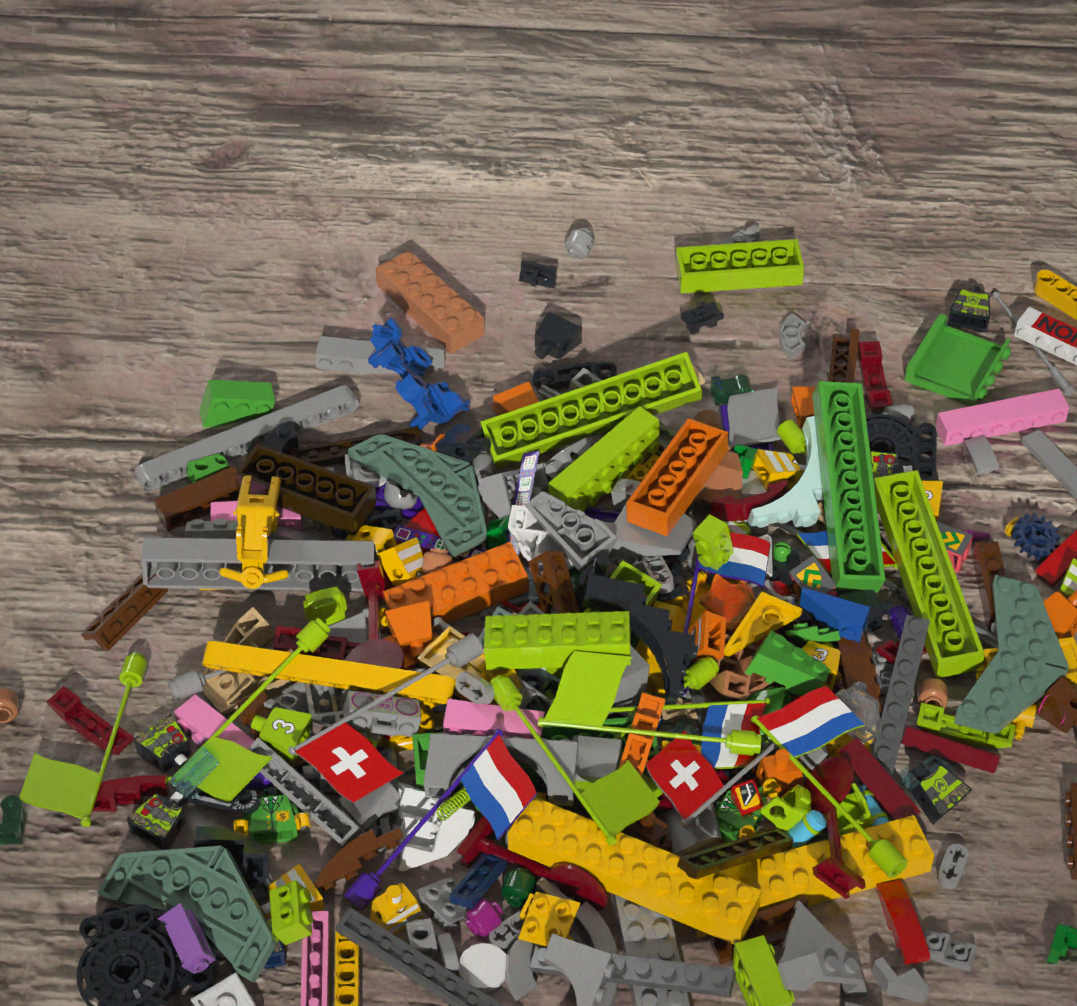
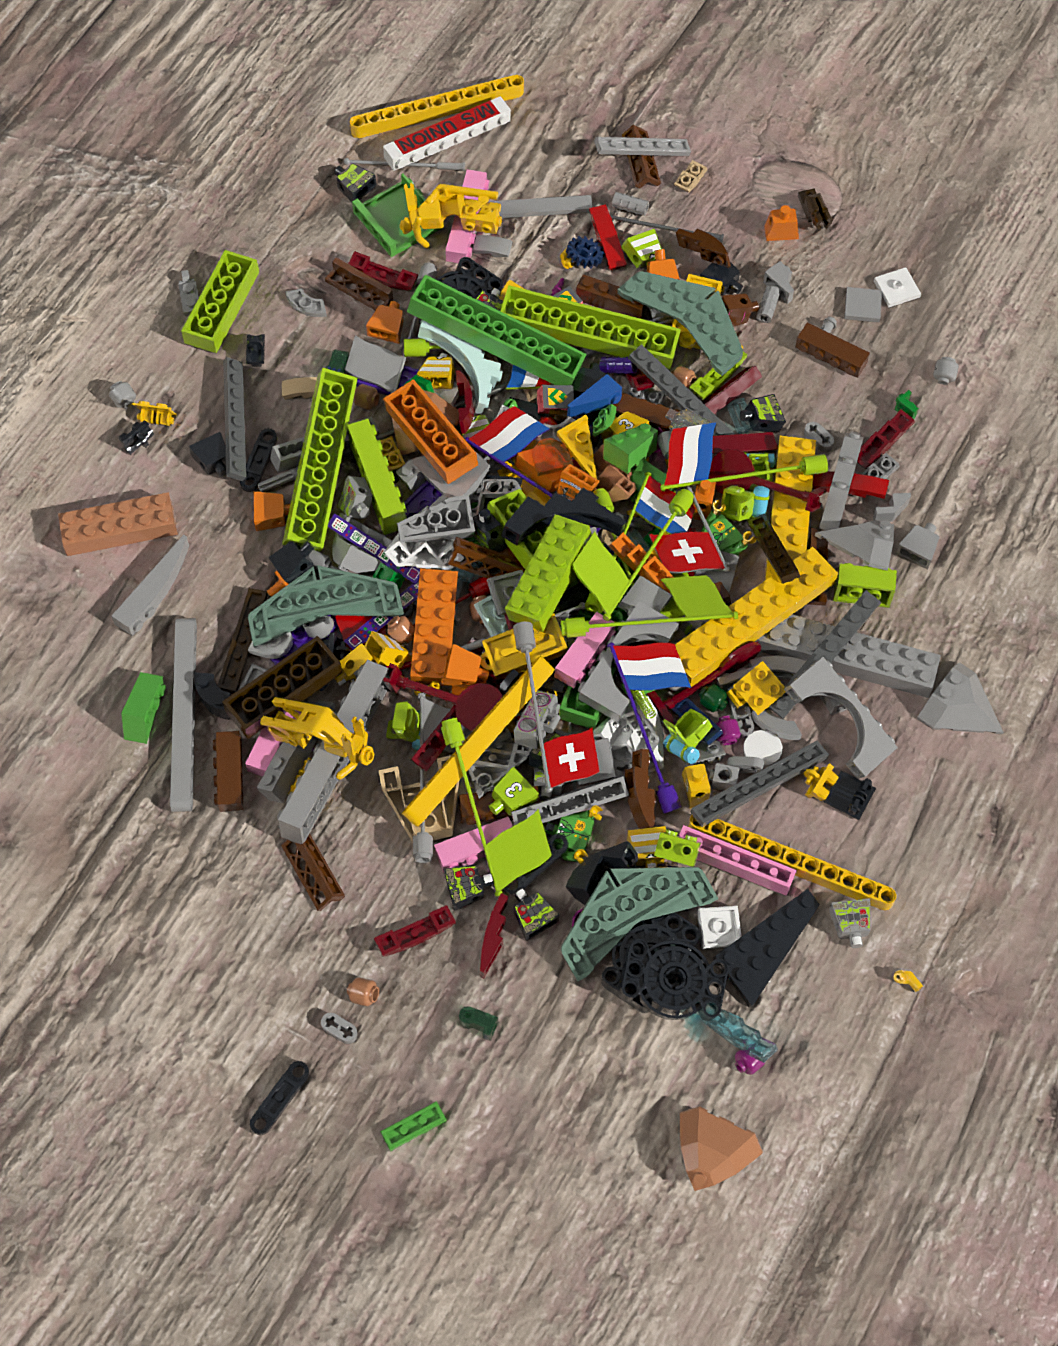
camera: 65 degrees left, 15 degrees up
(69, 786) = (472, 969): lime flag -> none
(187, 783) = (508, 870): clear light blue tile -> none
(188, 938) = (666, 926): medium lavender window -> none
(206, 467) = (202, 756): bright green leg -> none
(431, 401) = (227, 566): blue gear -> none
(444, 867) = (686, 735): none -> lime piece
(472, 692) = (558, 645): light grey beam -> none
(572, 275) = (149, 412): none -> yellow hinge
(606, 334) = (234, 419): none -> dark grey plate
(713, 542) = (501, 439): lime brick -> none
(746, 797) = (719, 524): slope -> none
(902, 895) = (841, 481): none -> light grey arch
(993, 386) = (448, 201): none -> yellow piece
(996, 937) = (884, 438): none -> dark red slope

